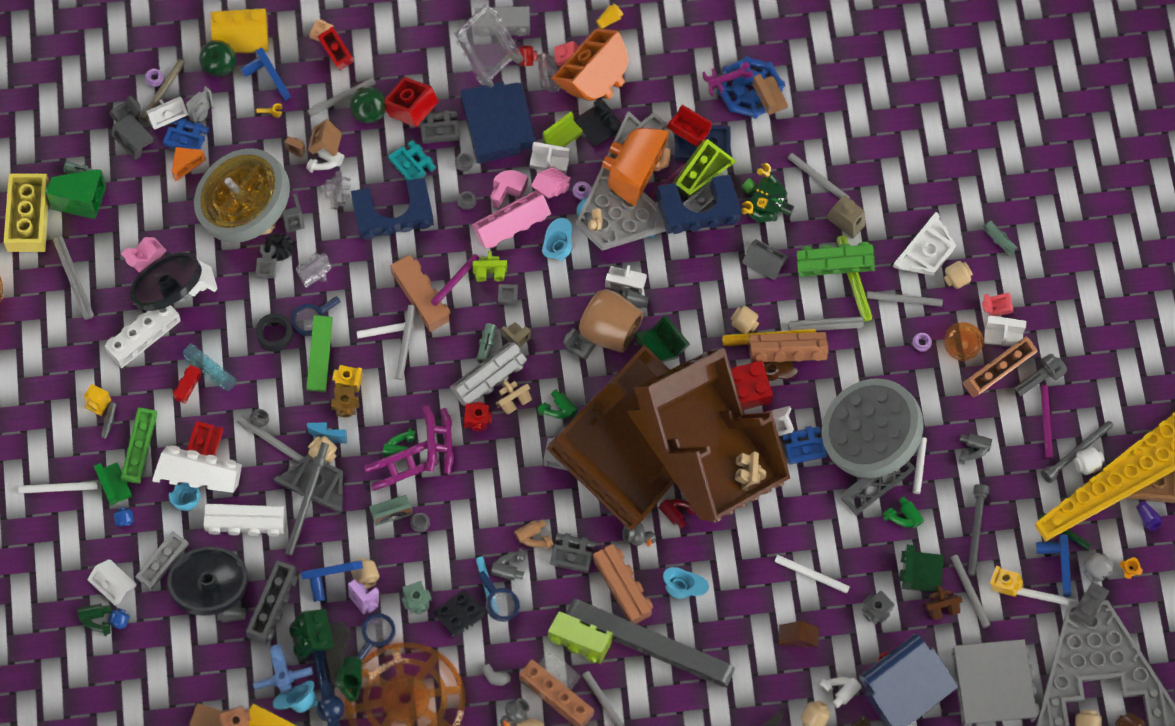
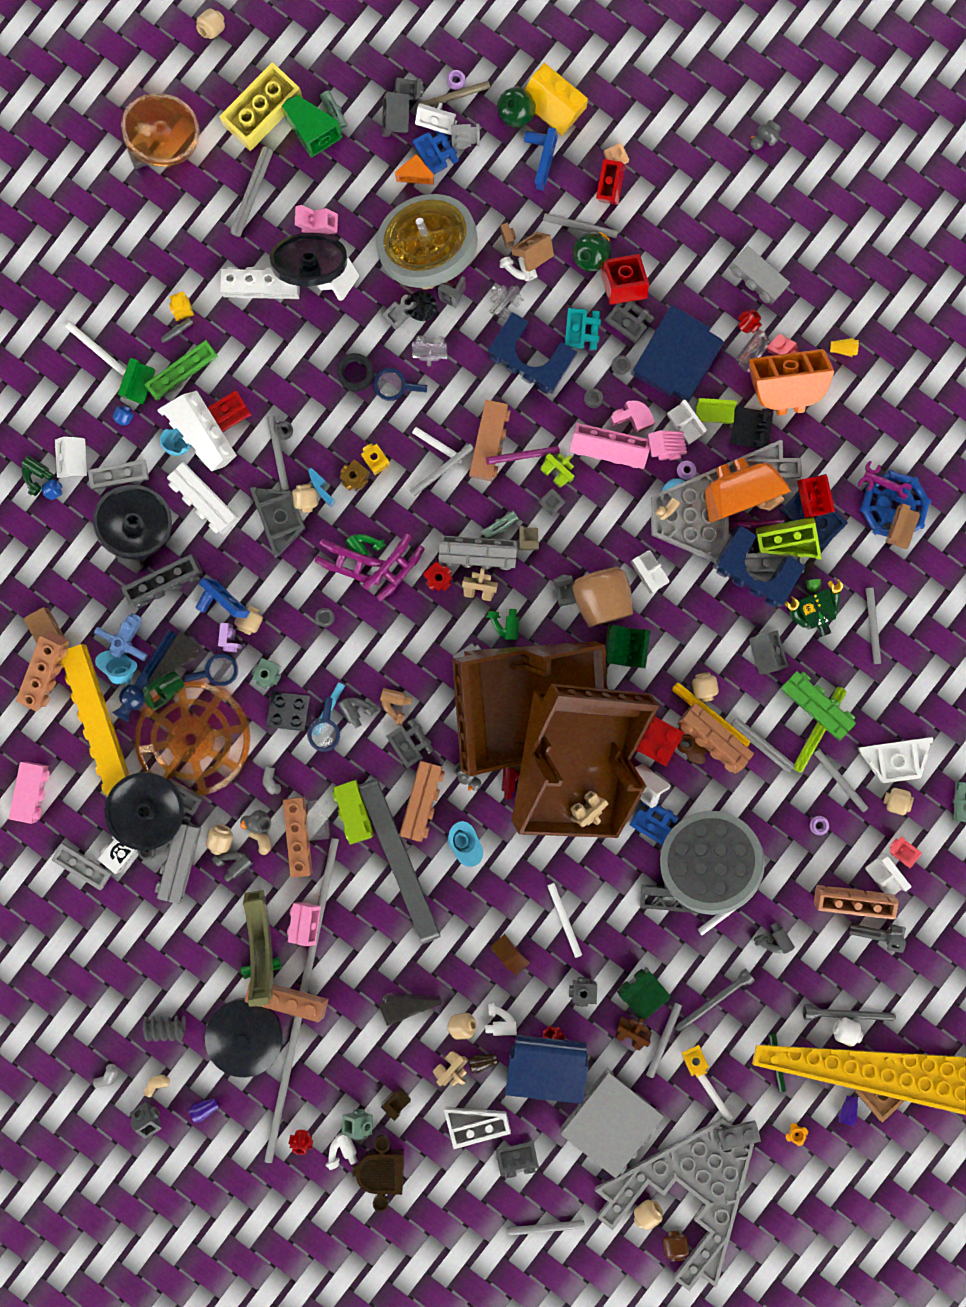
camera: 45 degrees right, 20 degrees up
(187, 384) = (257, 354): red piece -> none
(209, 367) = (284, 355): clear light blue piece -> none
(271, 110) = (518, 188): yellow hand -> none
(311, 633) = (167, 632): dark green bracket -> none
(319, 353) = (372, 420): bright green tile -> none
(319, 462) = (289, 507): dark grey bar -> none
(390, 510) = (312, 588): sand green panel -> none
(487, 44) = (726, 286): clear panel -> none
(558, 239) = (628, 494): medium azure piece -> none
(635, 298) = (640, 592): dark grey cone -> none
(847, 216) = (862, 678): dark tan torso -> none
(913, 517) = (679, 945): green plant -> none
(963, 341) = (850, 854): clear orange piece -> none
(1046, 422) = (848, 971): magenta bar -> none
(1062, 548) = (761, 1076): blue piece -> none
(1098, 567) = (772, 1113): light grey head -> none

